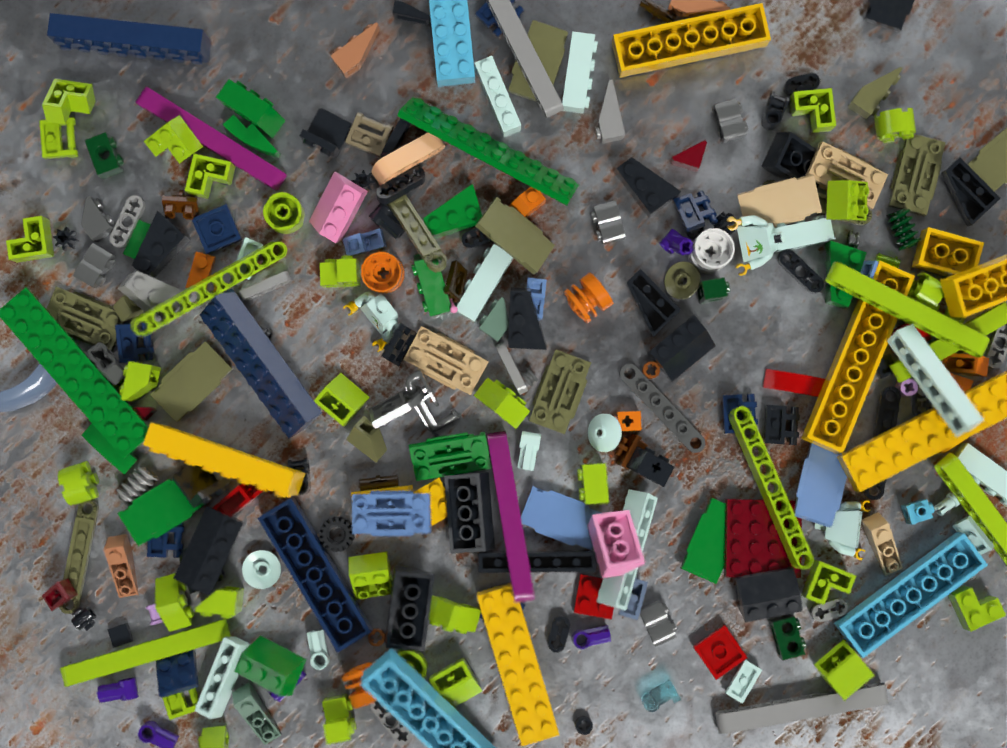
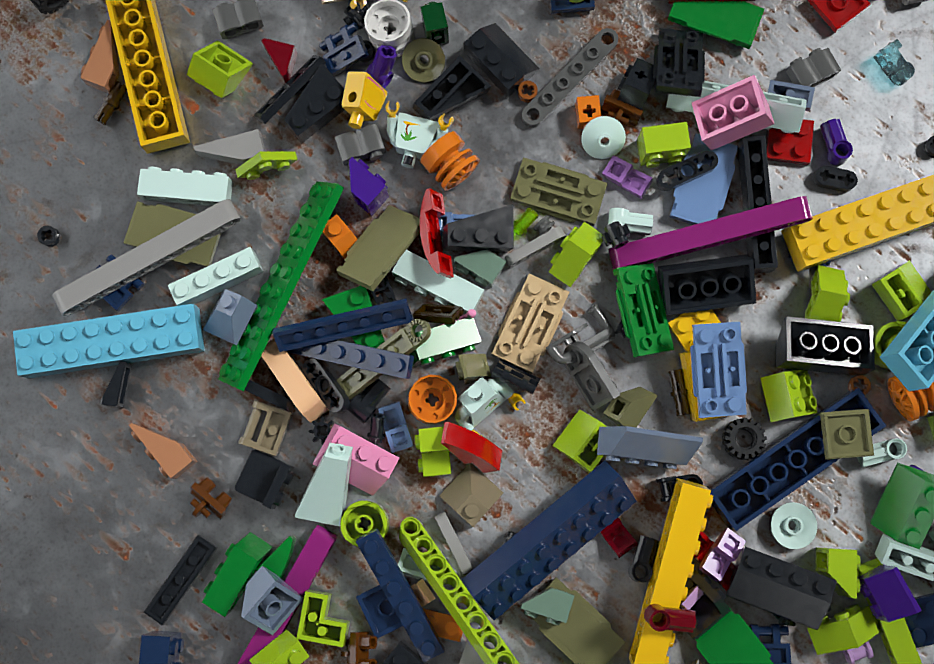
camera: 90 degrees left, 5 degrees down
(186, 456) = (672, 618): none -> dark red piece
(197, 638) = (888, 593): none -> dark purple slope
(206, 477) = (692, 597): none -> lavender tile
(209, 361) = (549, 603): none -> sand green slope
(224, 239) = (400, 595): none -> dark blue plate
(225, 132) = (268, 600): none -> sand blue slope
(225, 257) = (422, 592): none -> light nougat tile
(240, 505) = (721, 554): none -> medium lavender slope
(243, 442) = (644, 556): none -> black piece
(250, 63) = (180, 580): none -> black tile
(260, 422) = (618, 538): none -> dark red slope
(303, 302) = (471, 494): none -> dark tan slope
(313, 183) = (327, 491): none -> light aqua slope
(319, 81) = (202, 493): none -> reddish brown hips
(331, 448) = (646, 446): none -> sand blue slope
(331, 617) = (847, 434): none -> olive tile
(339, 302) = (471, 447): none -> red slope
(363, 226) = (376, 428): none -> black pin
(406, 307) = (472, 367): none -> olive slope
(423, 206) = (360, 357): none -> plate
(447, 199) = (342, 325): none -> dark blue plate
(463, 107) = (230, 316): none -> sand blue slope
(514, 436) = (616, 235): none -> black gear
(523, 278) = (431, 209): none -> red slope
(534, 360) = (525, 221): none -> clear neon green pin
(560, 491) = (704, 169): none -> black beam
(568, 223) = (367, 189): none -> dark purple slope
(569, 452) = (627, 177): none -> medium lavender slope
(594, 140) = (265, 161): none -> lime plate
(615, 268) = (413, 134): none -> light aqua torso
(646, 225) = (362, 98): none -> yellow torso
(662, 163) = (289, 89): none -> black tile
(666, 502) = (679, 62): none -> black piece
(683, 103) = (218, 68): none -> lime slope

